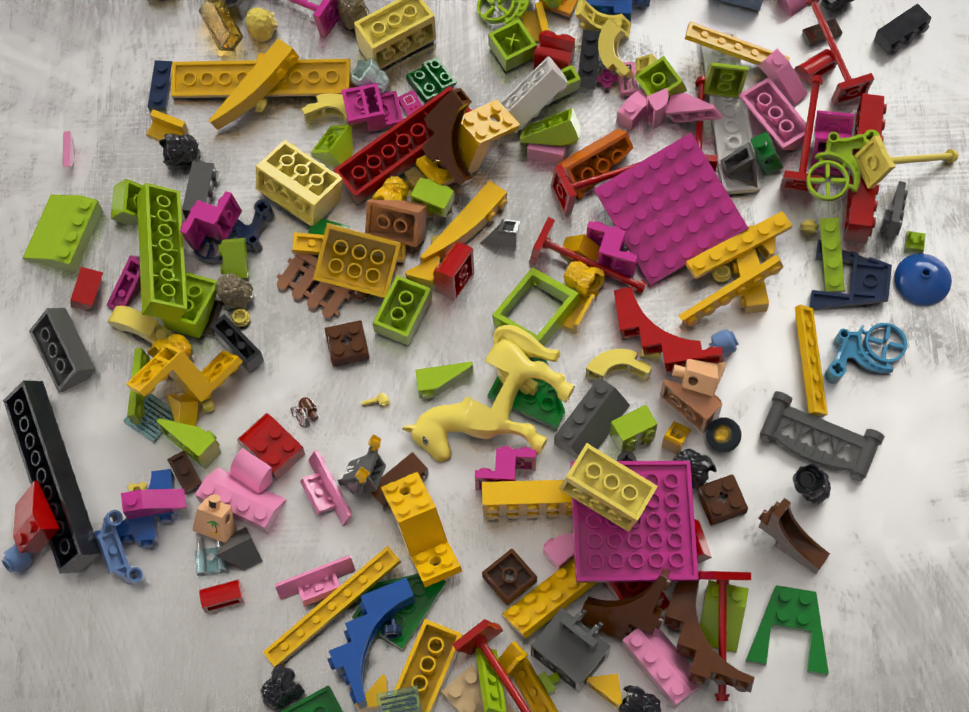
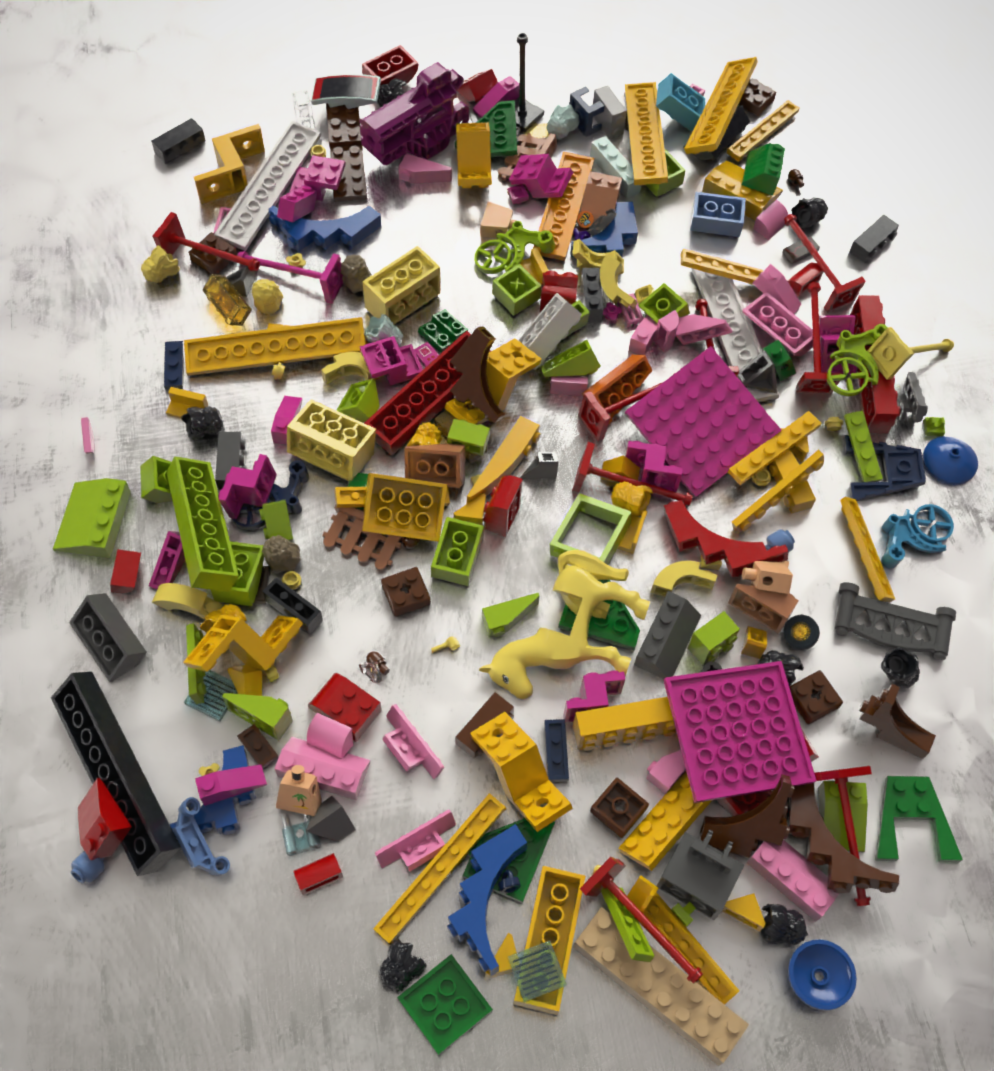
camera: 15 degrees left, 5 degrees down
(256, 84) = (273, 350): yellow slope -> none
(260, 149) = (285, 414): none -> dark pink slope
(364, 472) = (449, 720): dark grey torso -> none
(461, 515) = (556, 750): none -> dark blue plate
(608, 487) = (714, 698): light yellow brick -> none
(725, 80) = (728, 296): lime slope -> none

